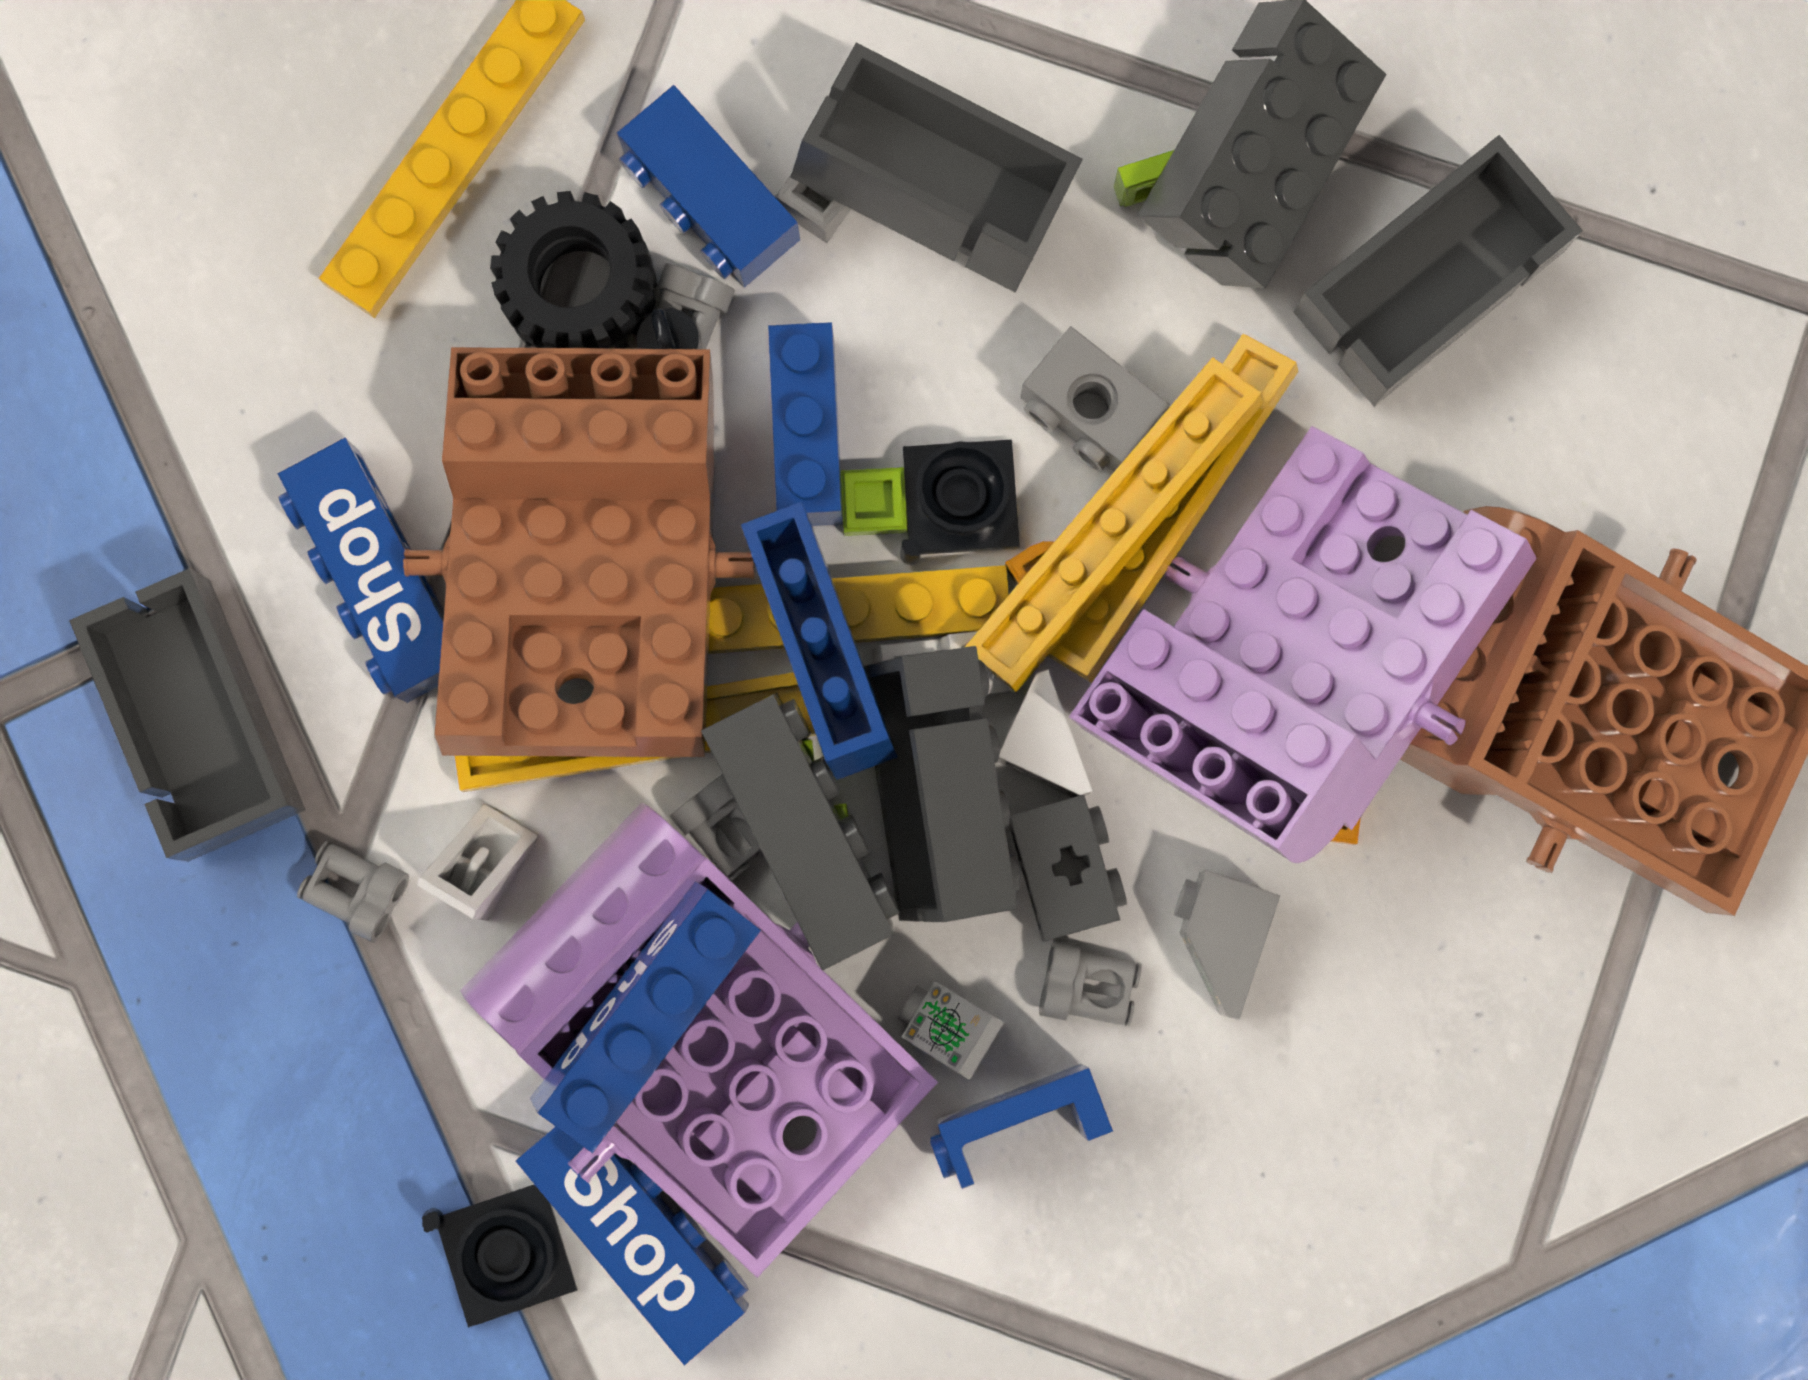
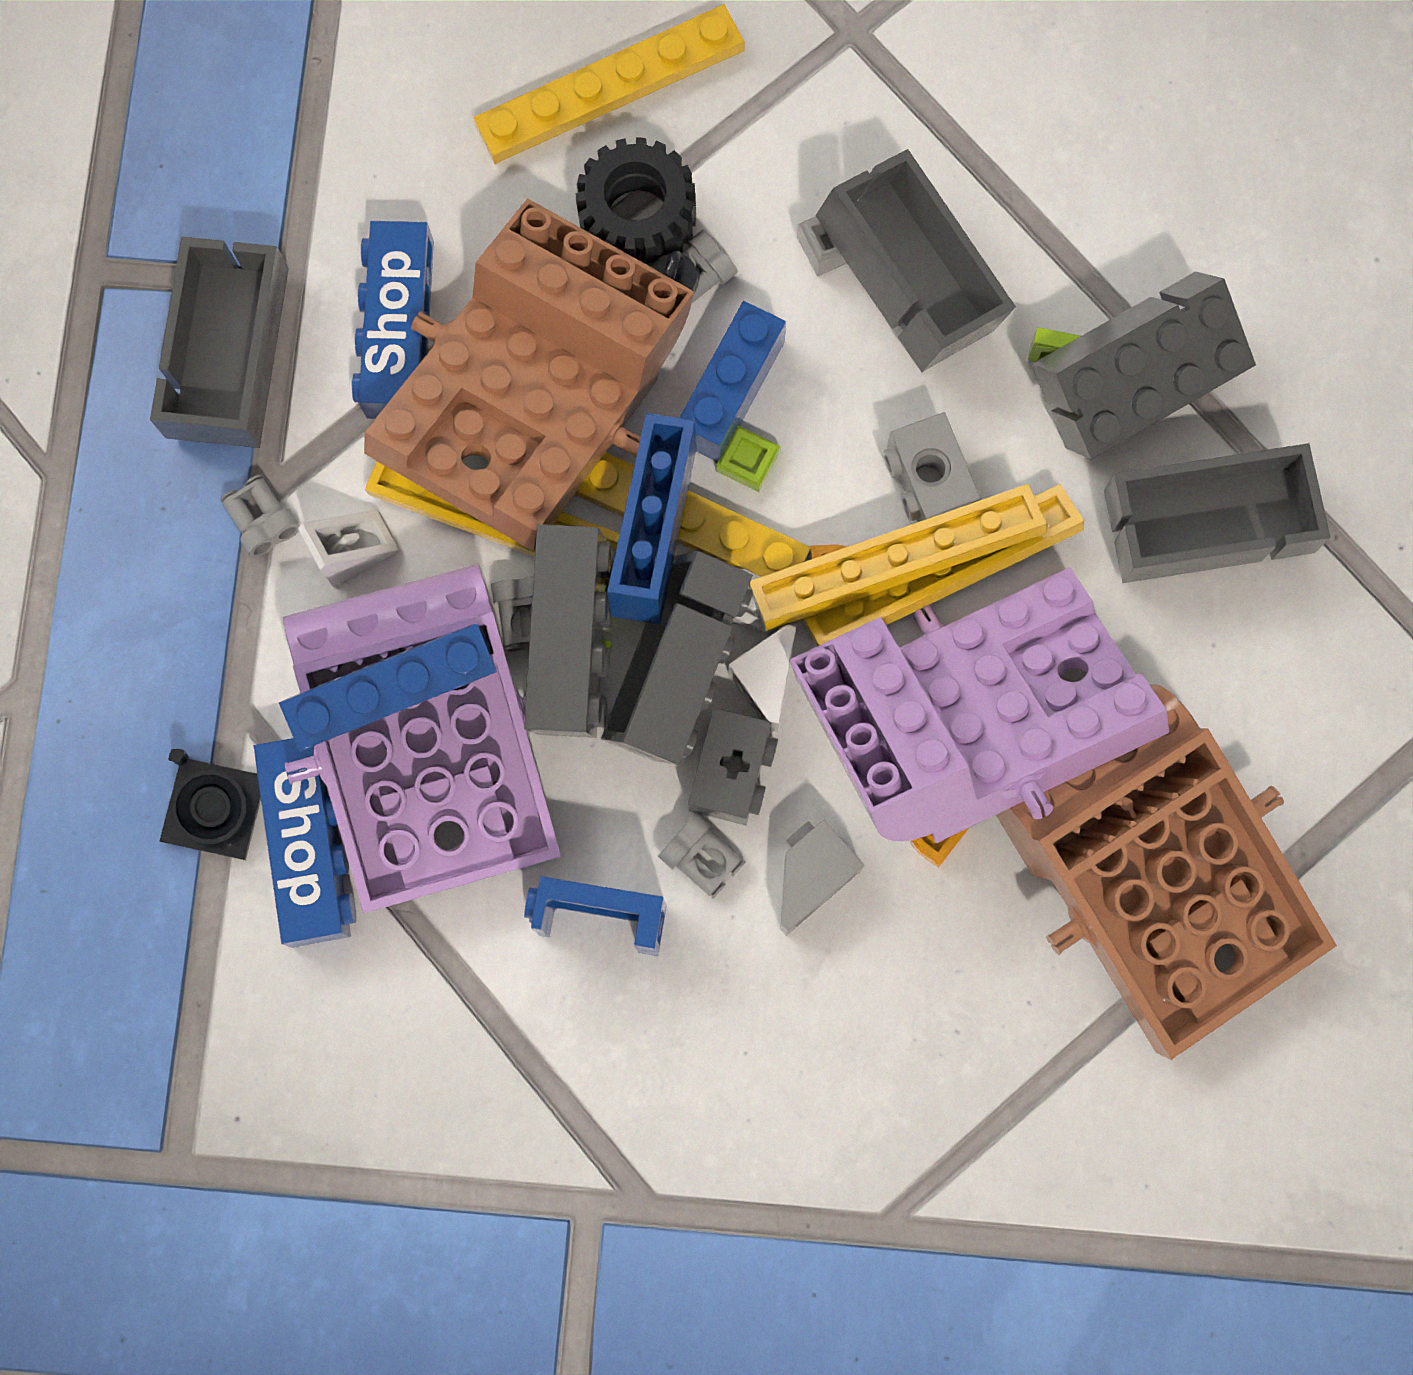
camera: 30 degrees right, 5 degrees down
(706, 188) = (758, 196): blue brick -> none
(949, 1028) = (591, 826): light grey slope -> none
(959, 498) = (806, 488): black hat -> none

